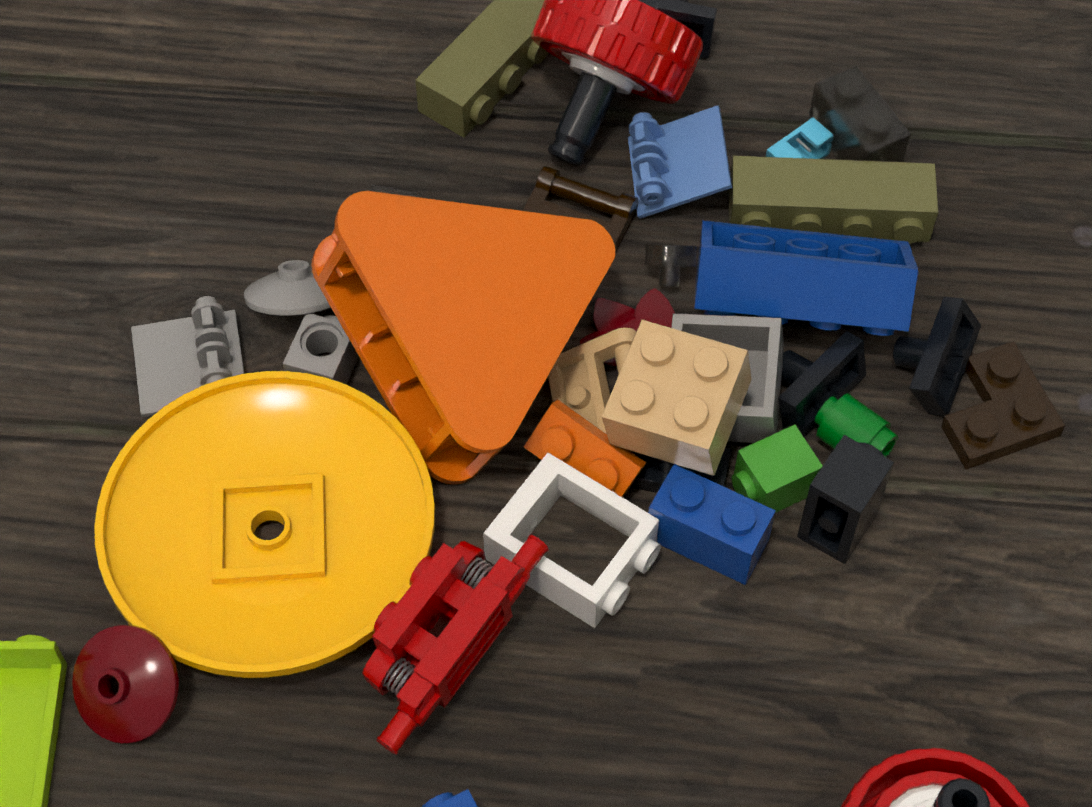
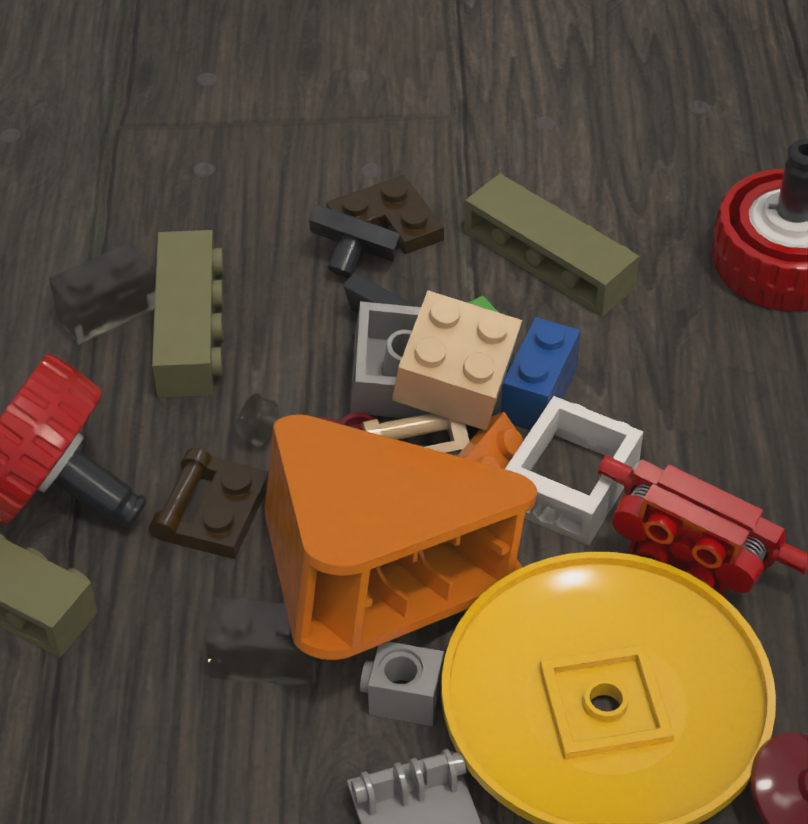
camera: 95 degrees left, 10 degrees down
(287, 291) = (329, 715): light grey dish -> none
(677, 160) = (145, 418): medium blue hinge -> none
(806, 277) = (290, 311): blue brick -> none
(807, 142) = (131, 350): medium azure piece -> none
(844, 498) = (513, 275): black brick -> none
(855, 421) = (437, 276): green brick -> none
(935, 569) = (551, 244): none -> olive brick

